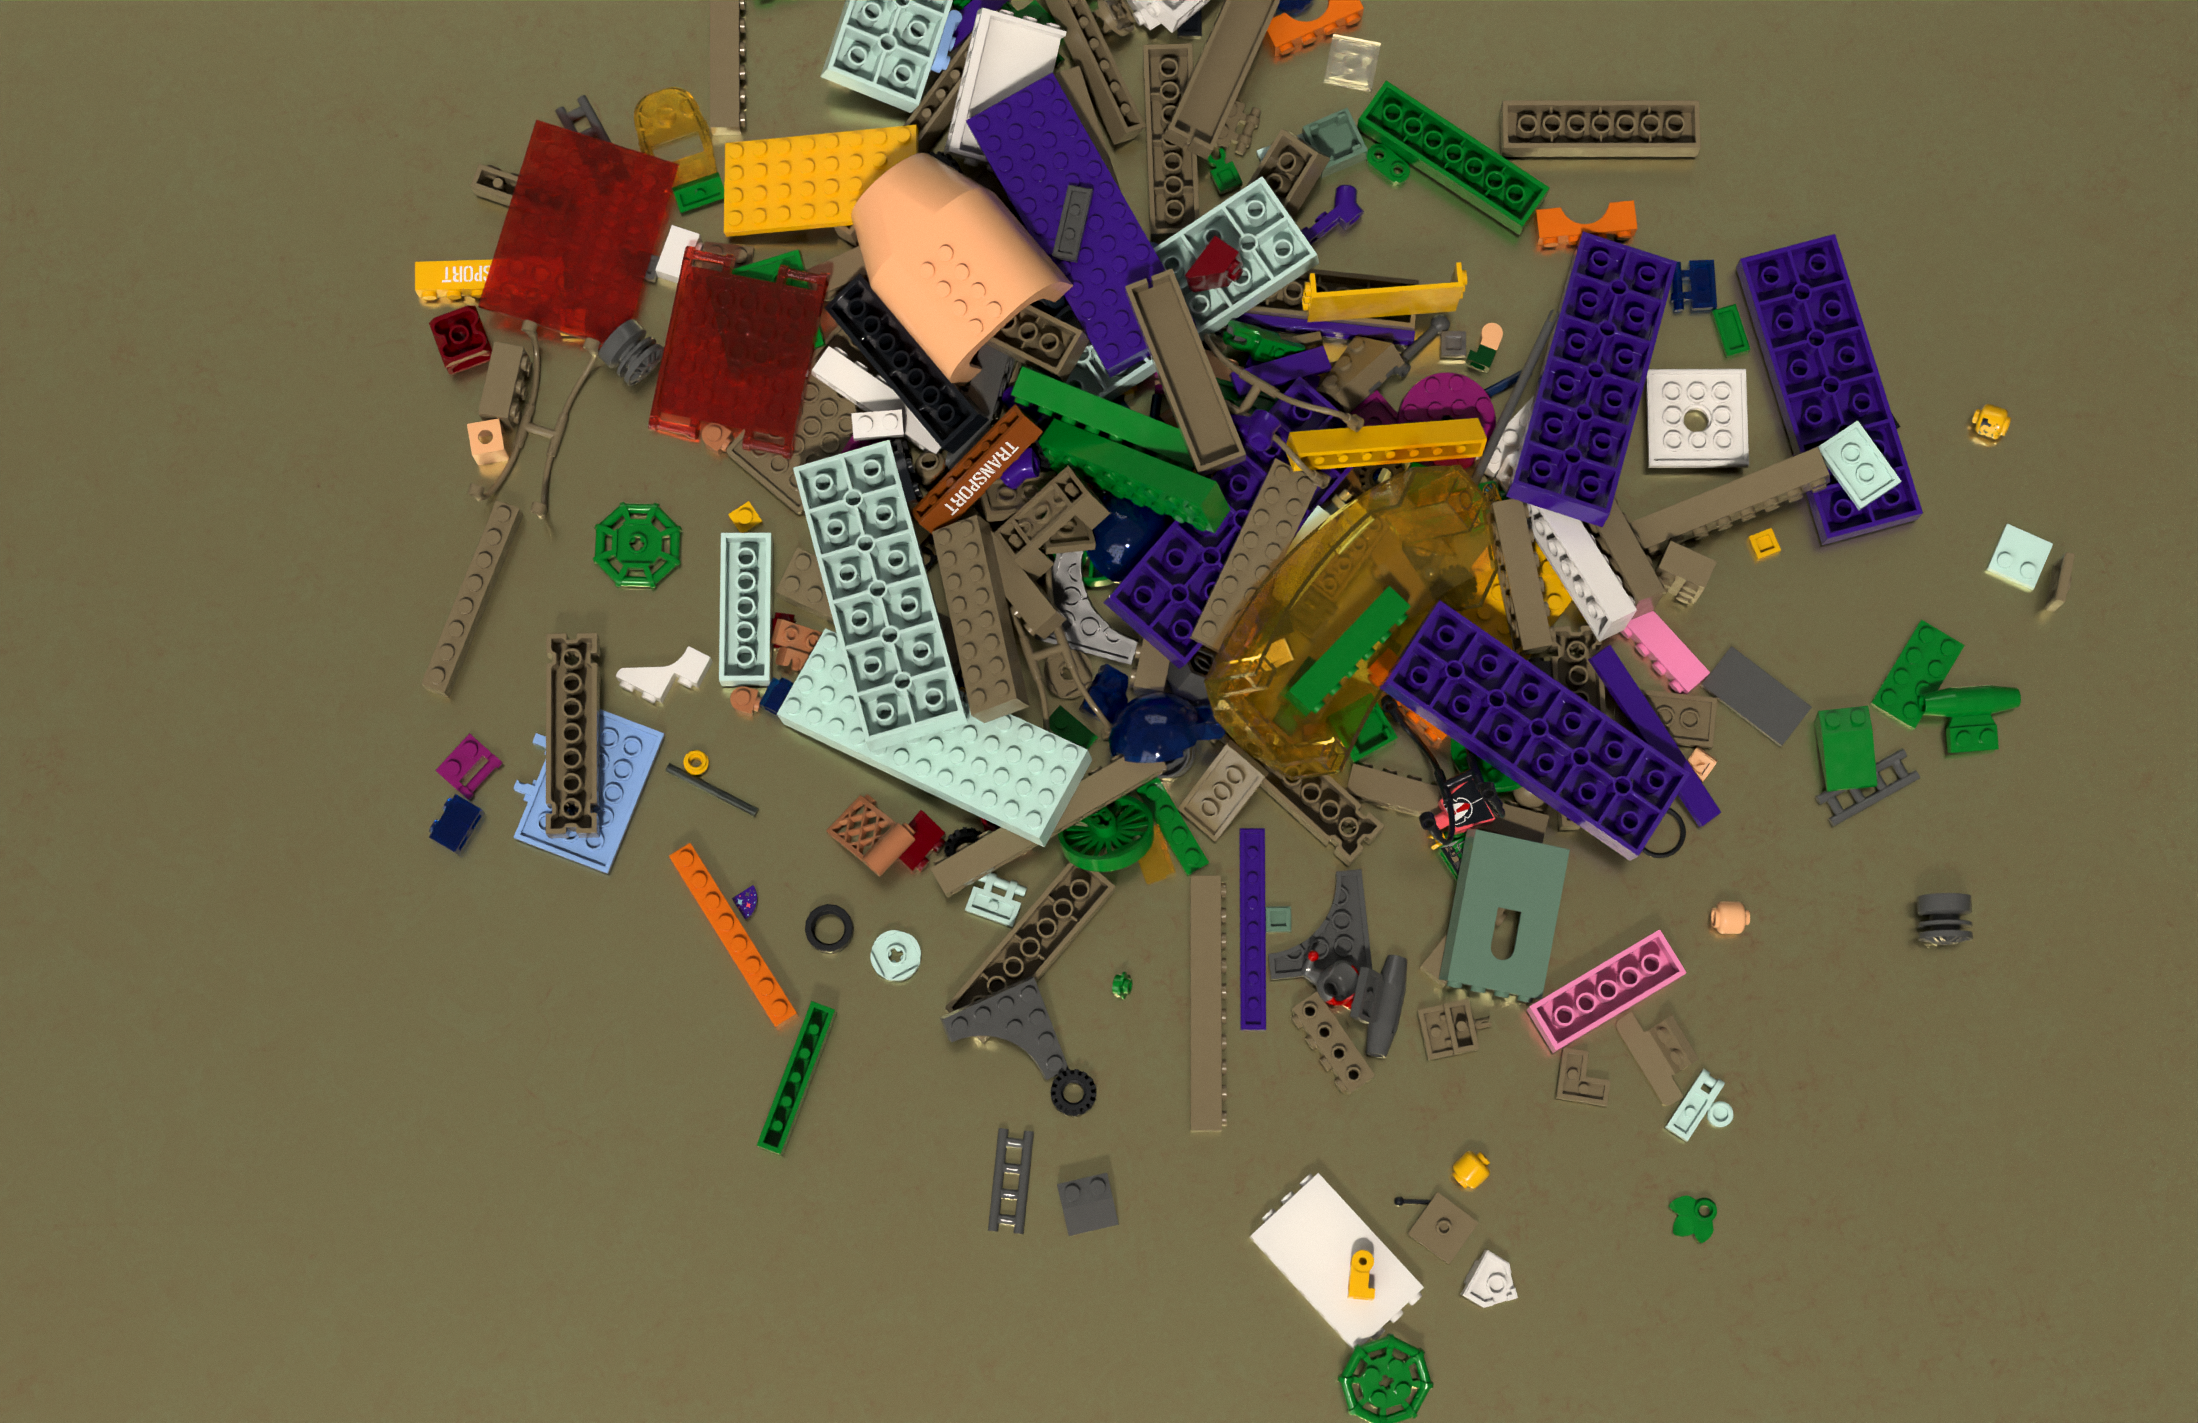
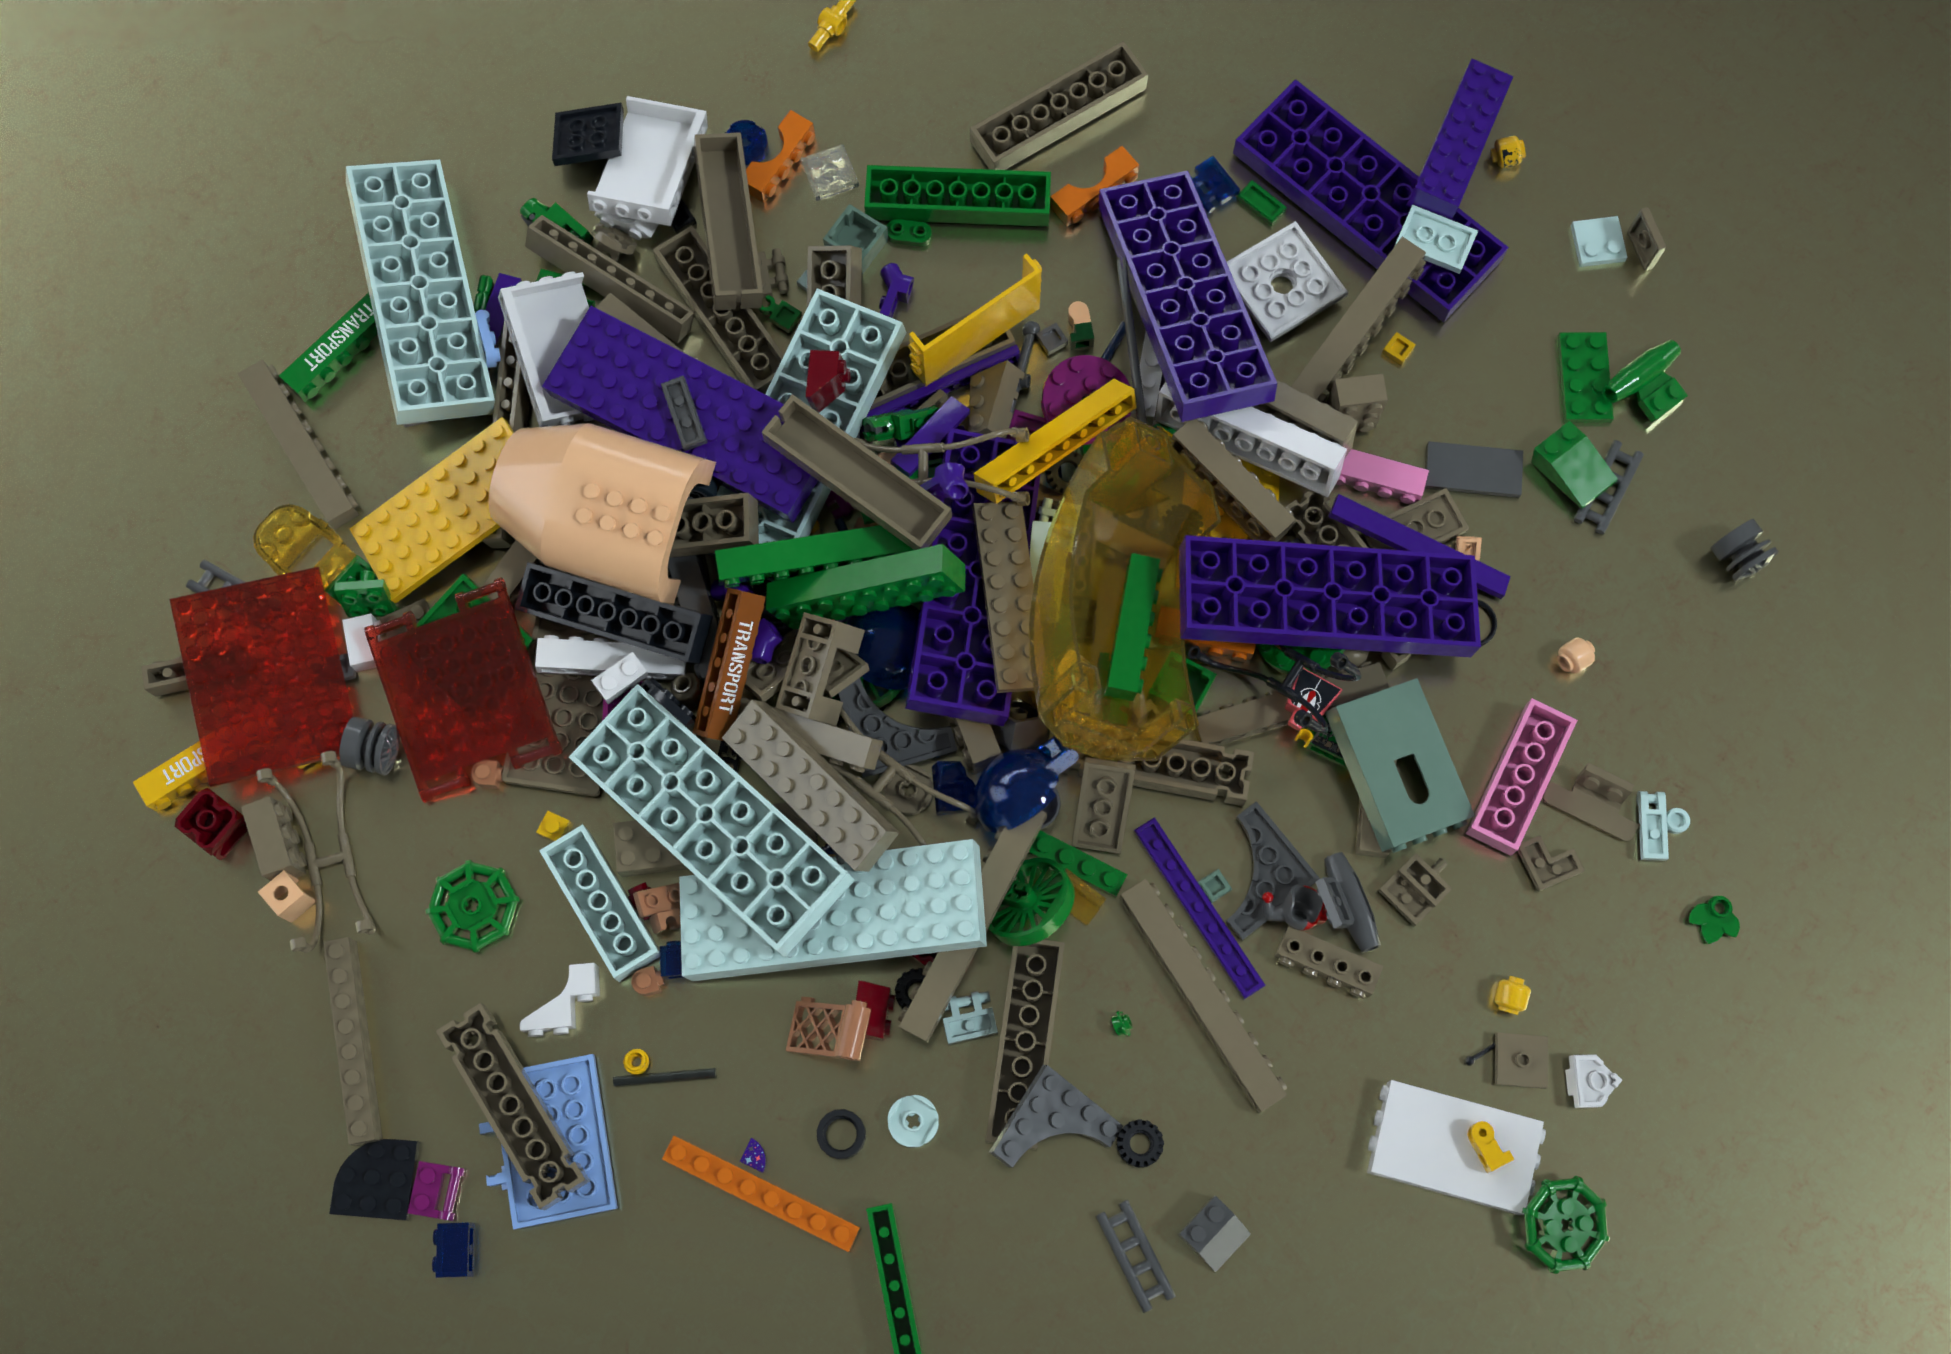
camera: 30 degrees left, 5 degrees down
(425, 728) = (377, 1180): none -> black plate
(703, 215) = (365, 596): none -> green plate
(1069, 728) = (940, 833): green plate -> none
(1948, 384) = (1460, 139): none -> dark purple brick

